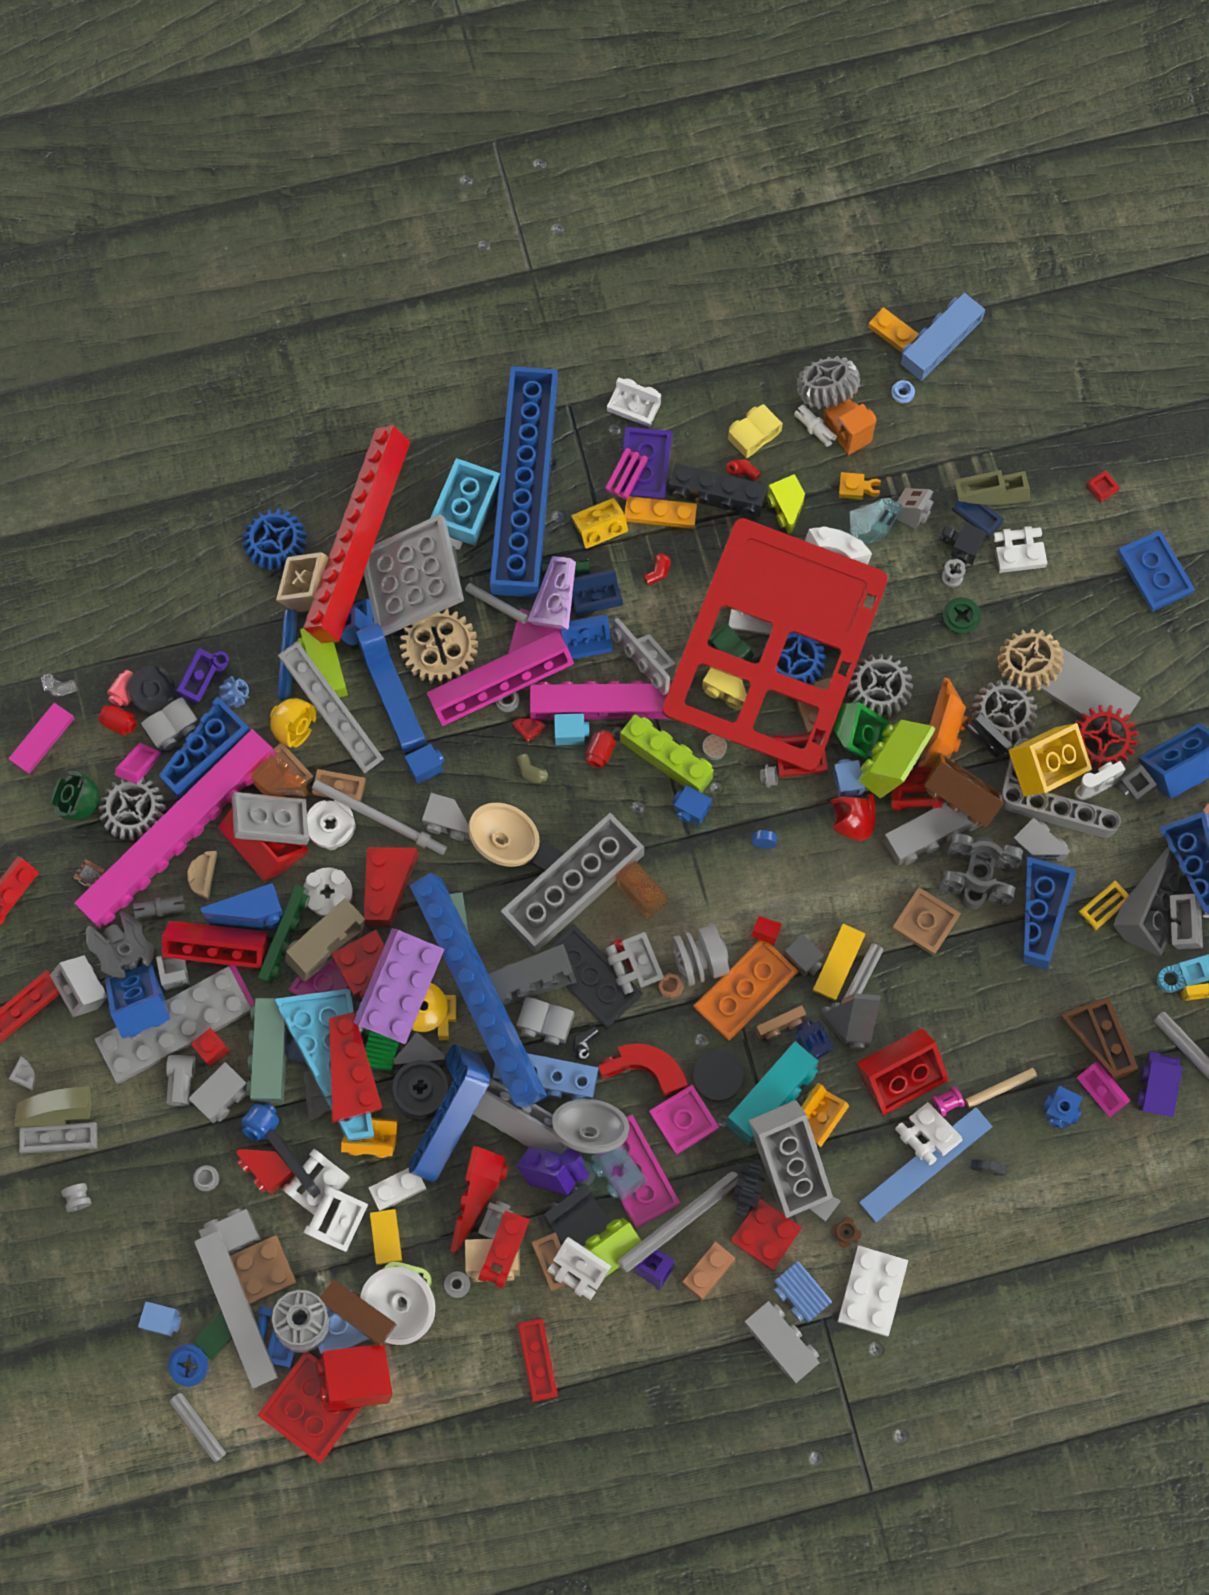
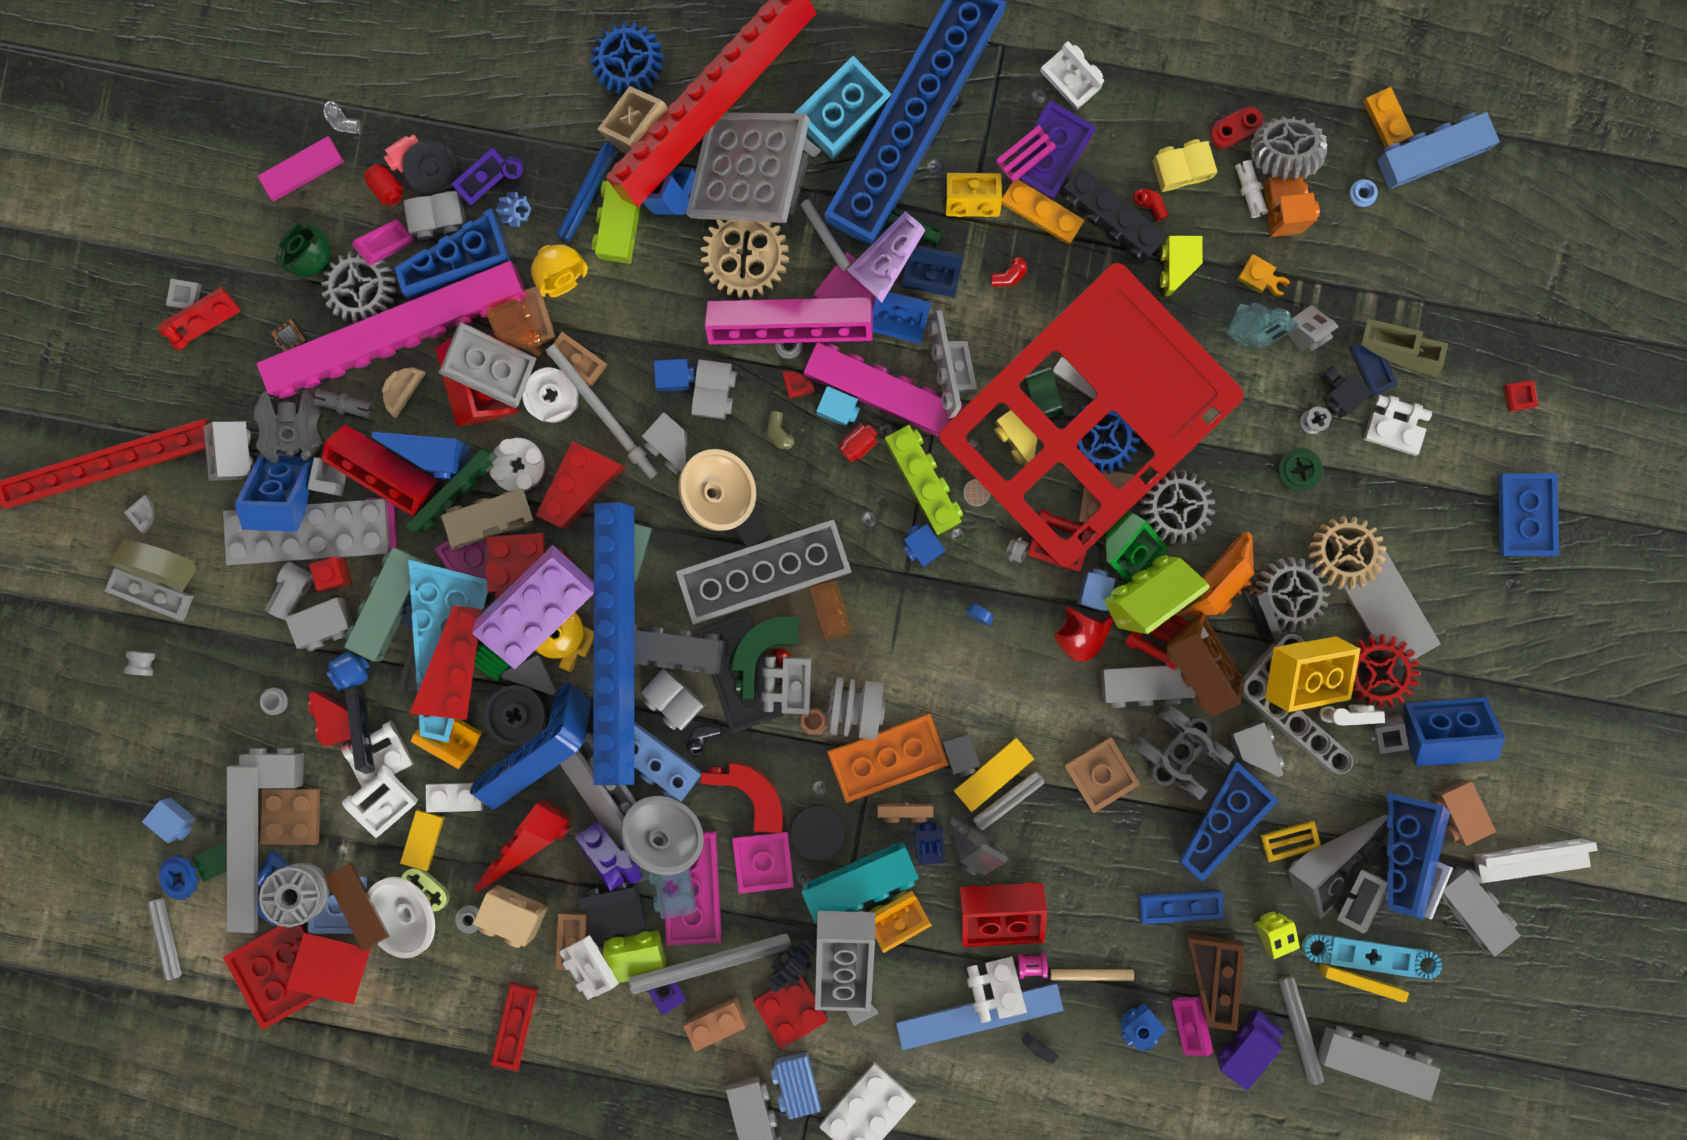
camera: 30 degrees right, 15 degrees up
(331, 707) = (602, 271): light grey tile -> none
(389, 687) = (674, 236): blue beam -> none
(462, 761) = (712, 389): none -> light grey brick
(492, 1219) = (533, 877): light grey bracket -> none
(504, 1248) = (519, 921): red plate -> none
(601, 928) = (772, 632): none -> dark green arch
(766, 930) = (936, 709): red tile -> none
(781, 385) = (1237, 126): none -> red plate
(840, 543) = (1210, 335): white brick -> none
(847, 1224) = (869, 1052): reddish brown plate -> none
(1045, 999) = (1181, 907): none -> blue tile
(1132, 980) = (1277, 934): none -> neon yellow slope

